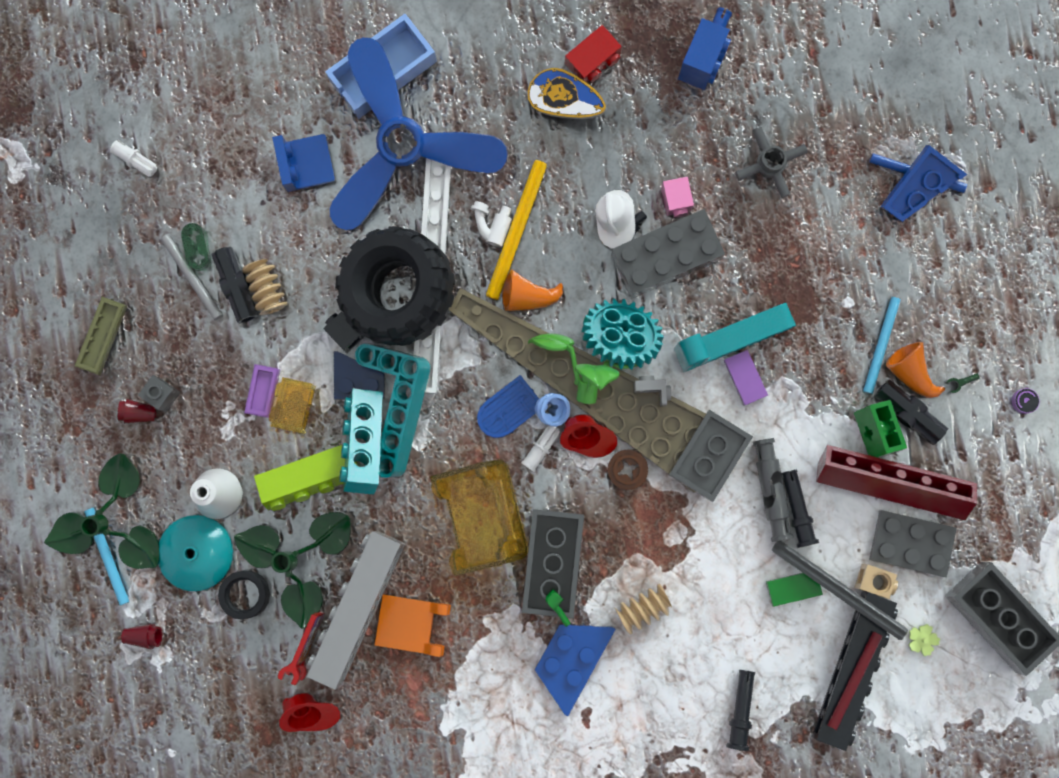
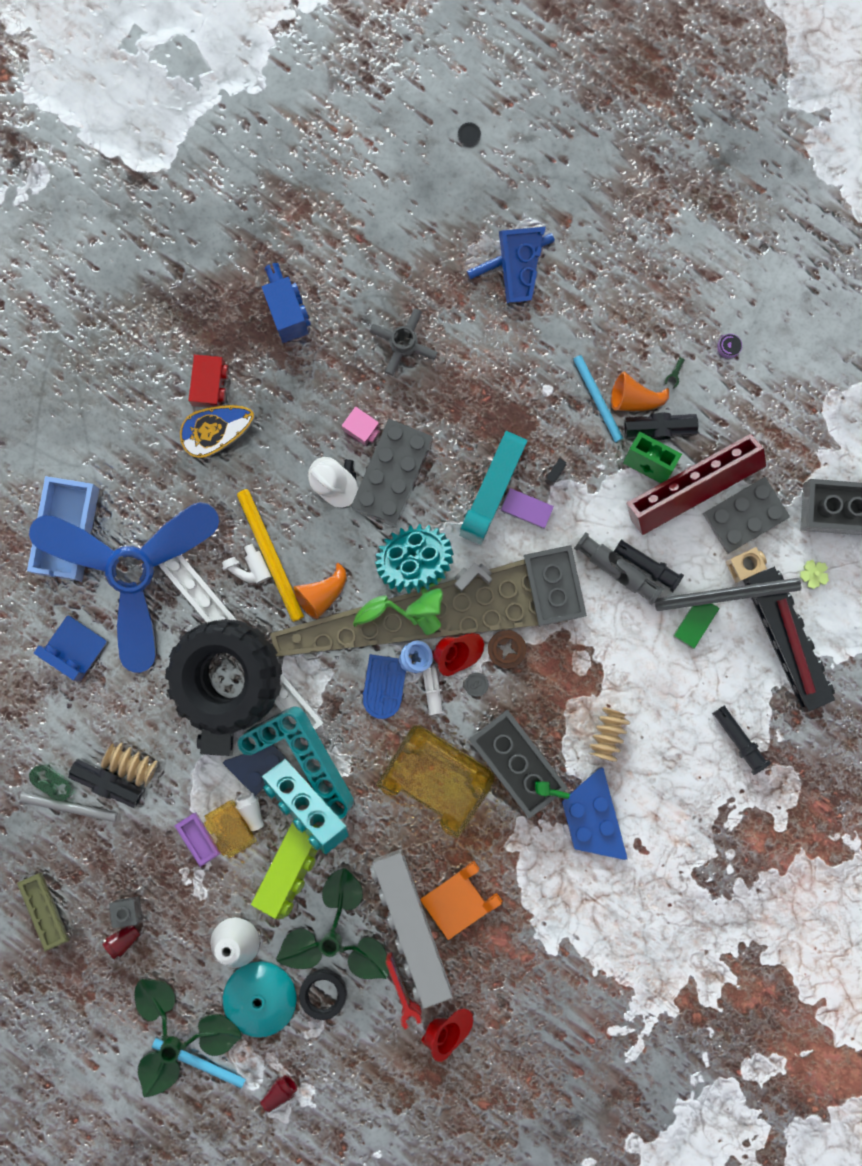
camera: 50 degrees left, 0 degrees up
(320, 405) = (249, 809): none -> white cone
(579, 474) = (476, 684): none -> dark grey piece
(794, 370) = (555, 472): none -> black tile
(975, 50) = (469, 134): none -> black piece

